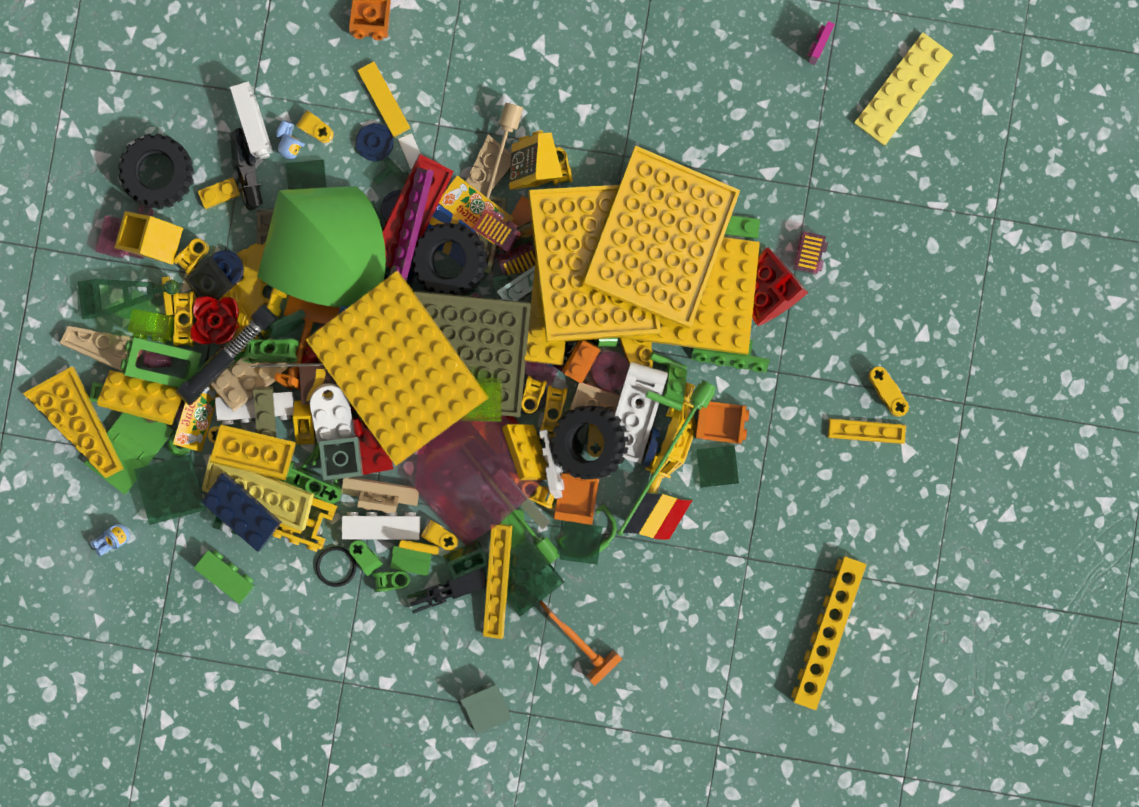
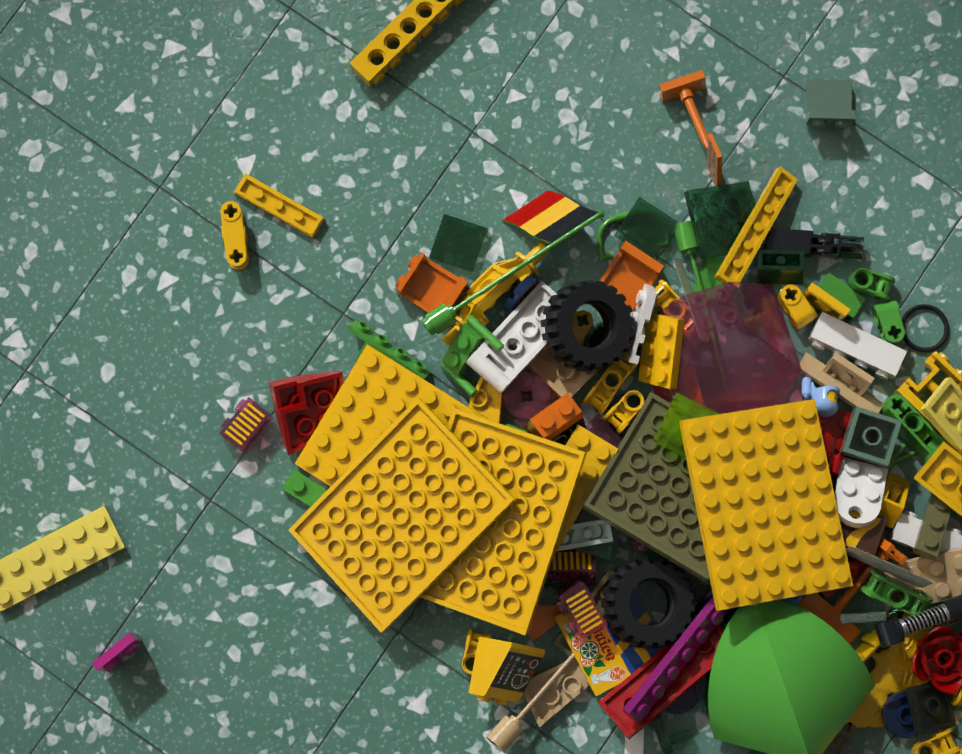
camera: 150 degrees left, 5 degrees down
(388, 472) = (824, 397): none -> light blue piece

